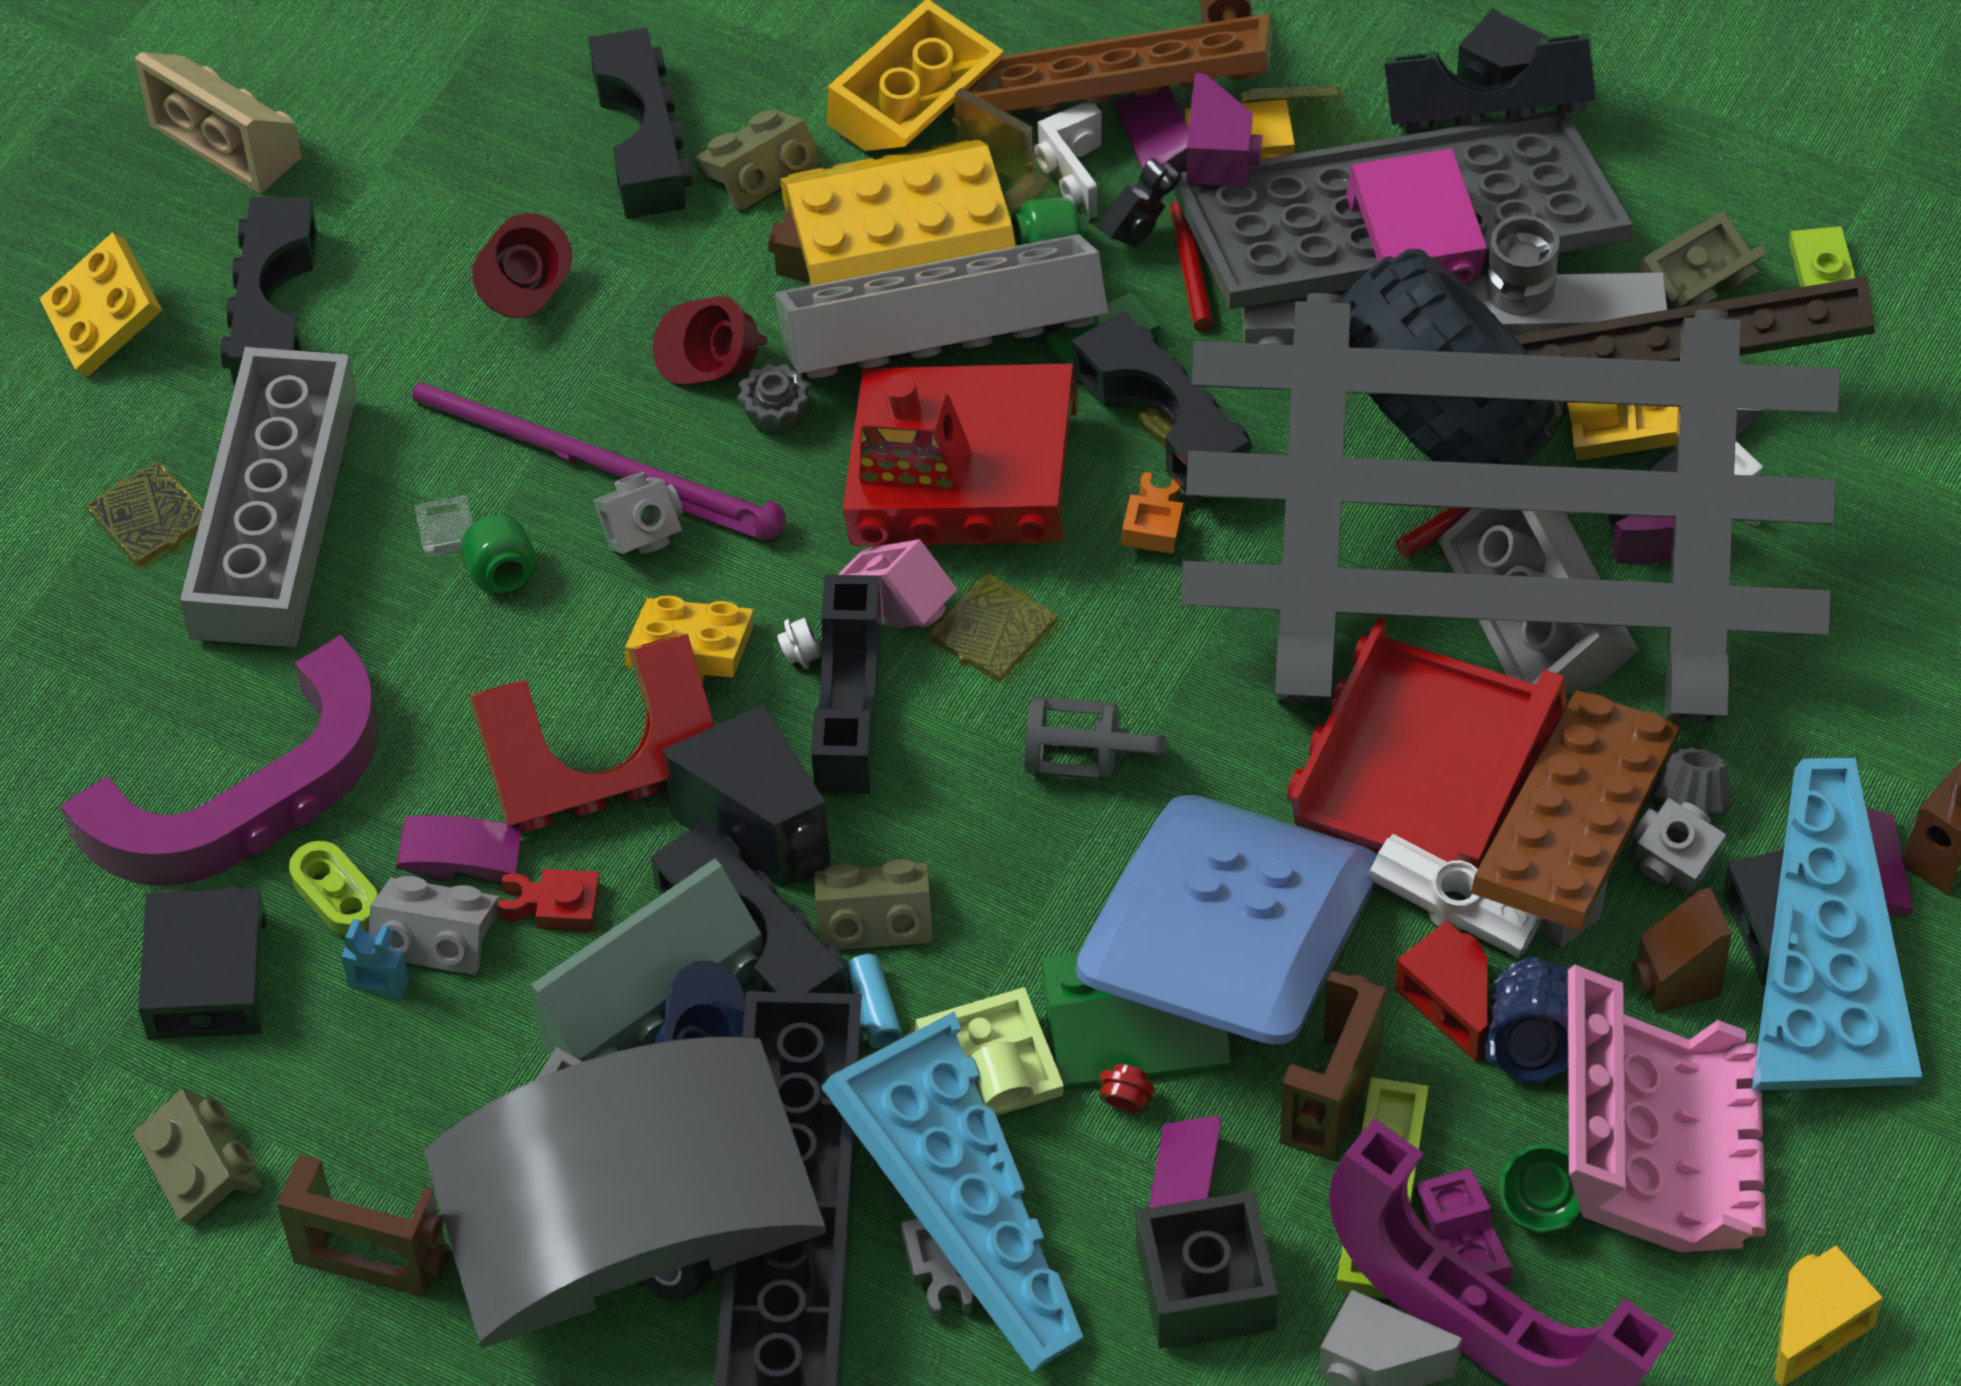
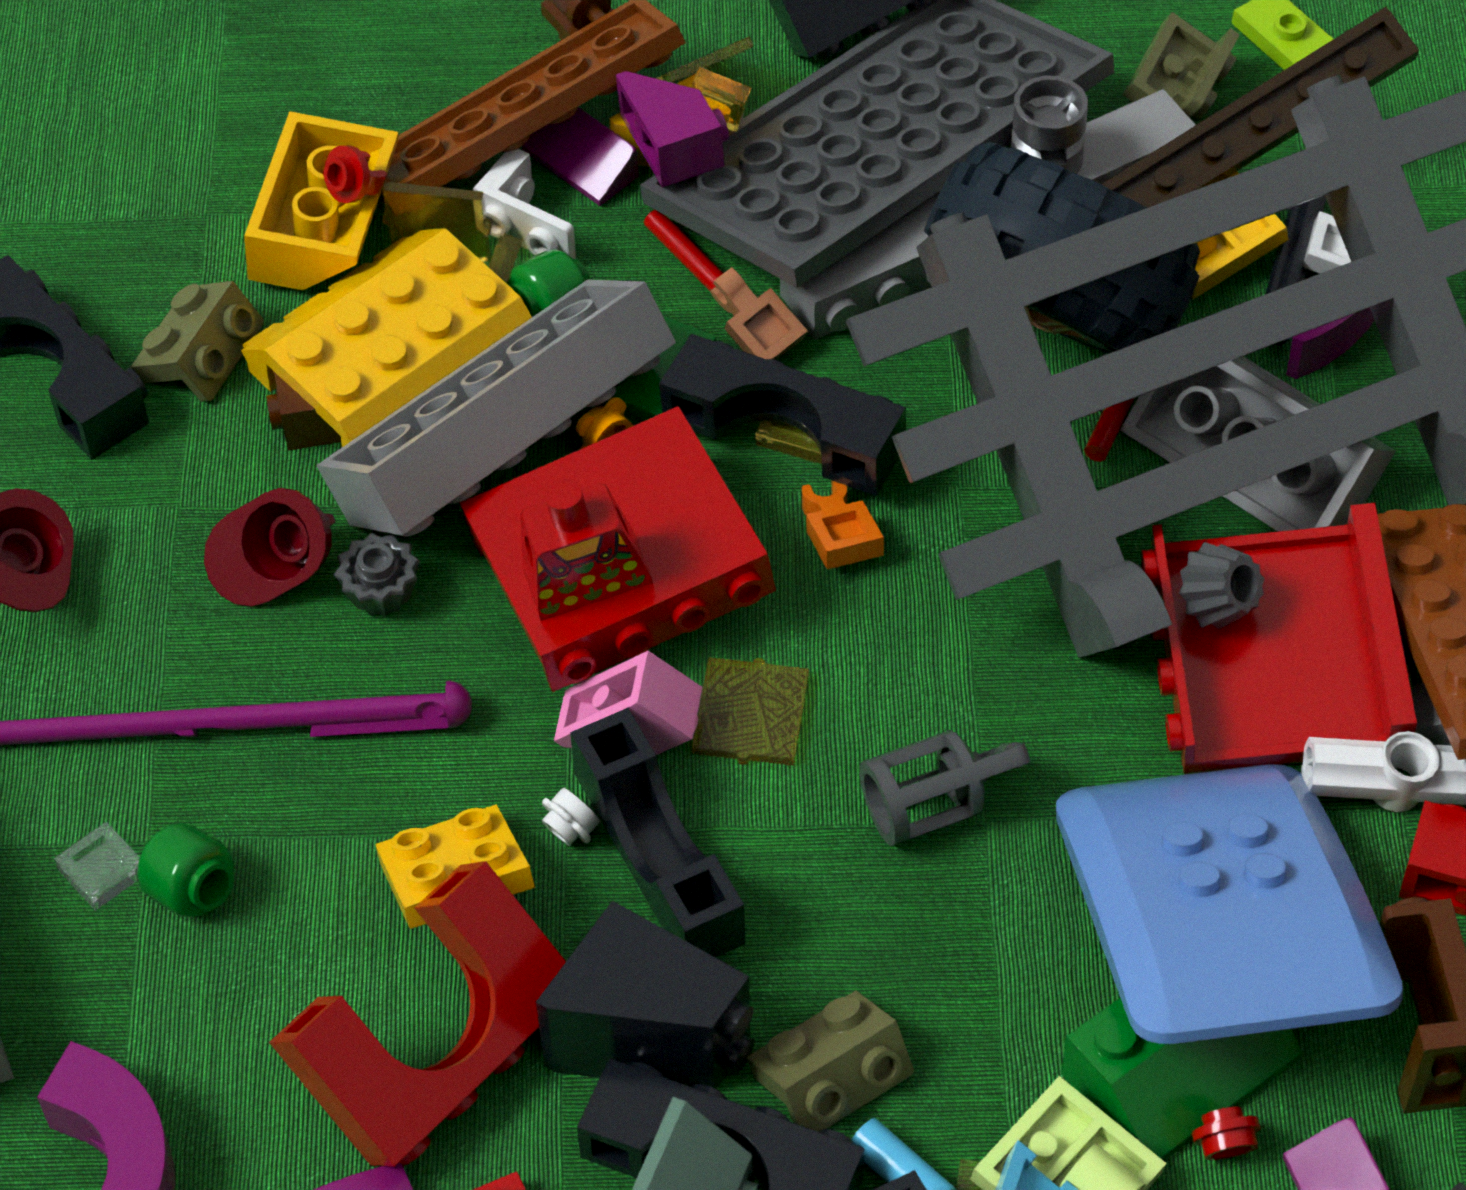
camera: 30 degrees left, 0 degrees up
(621, 513) = (315, 758): light grey brick -> none
(935, 70) = (349, 176): none -> red plate
(1020, 352) = (603, 422): none -> light orange plate
(1138, 207) = (625, 235): black plate -> none
(1197, 320) = (759, 324): none -> nougat plate
(1277, 131) = (723, 94): none -> clear yellow tile
(1400, 686) = (1220, 585): none -> dark grey piece
(1422, 206) = (916, 121): dark pink panel -> none

